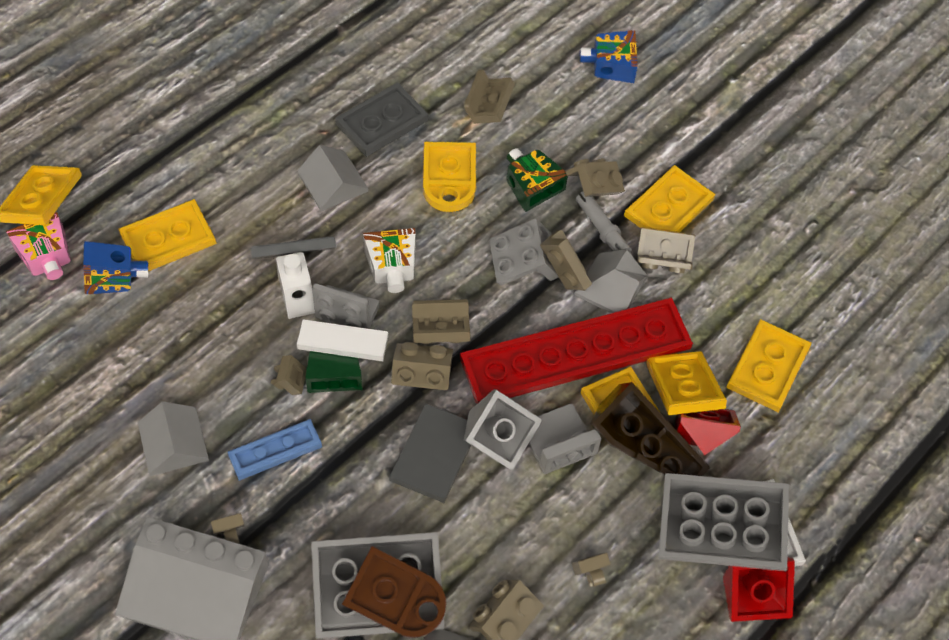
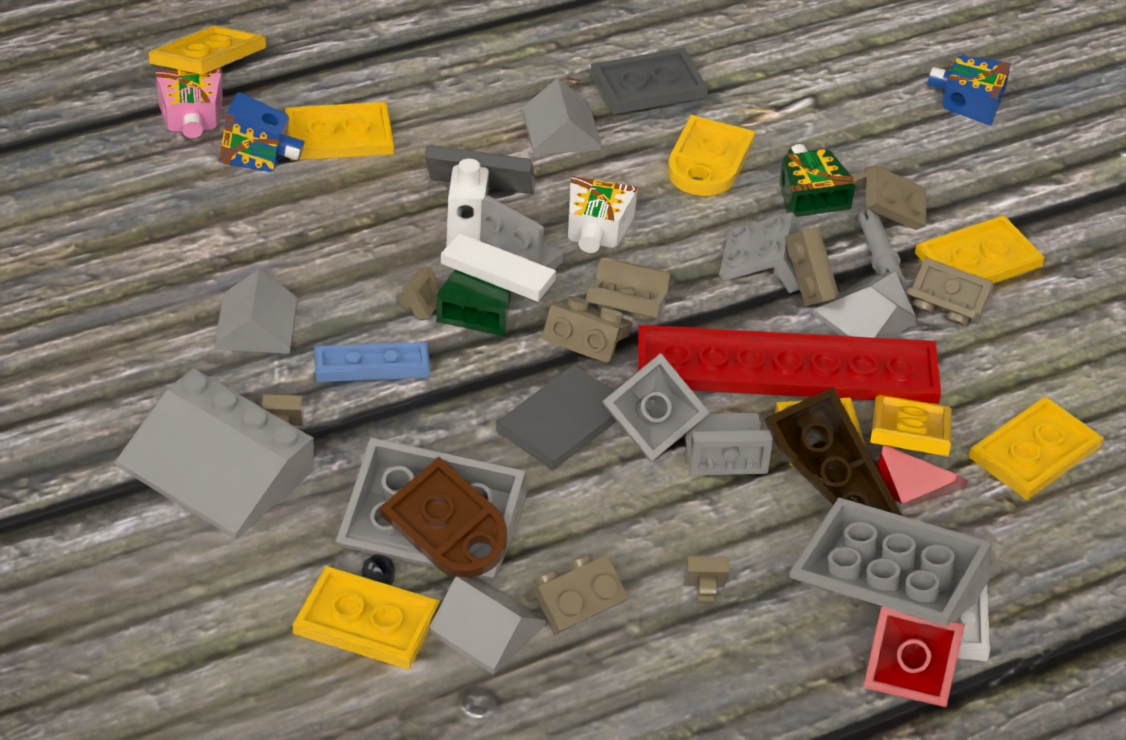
camera: 20 degrees right, 15 degrees down
(488, 98) = (788, 91): dark tan bracket -> none

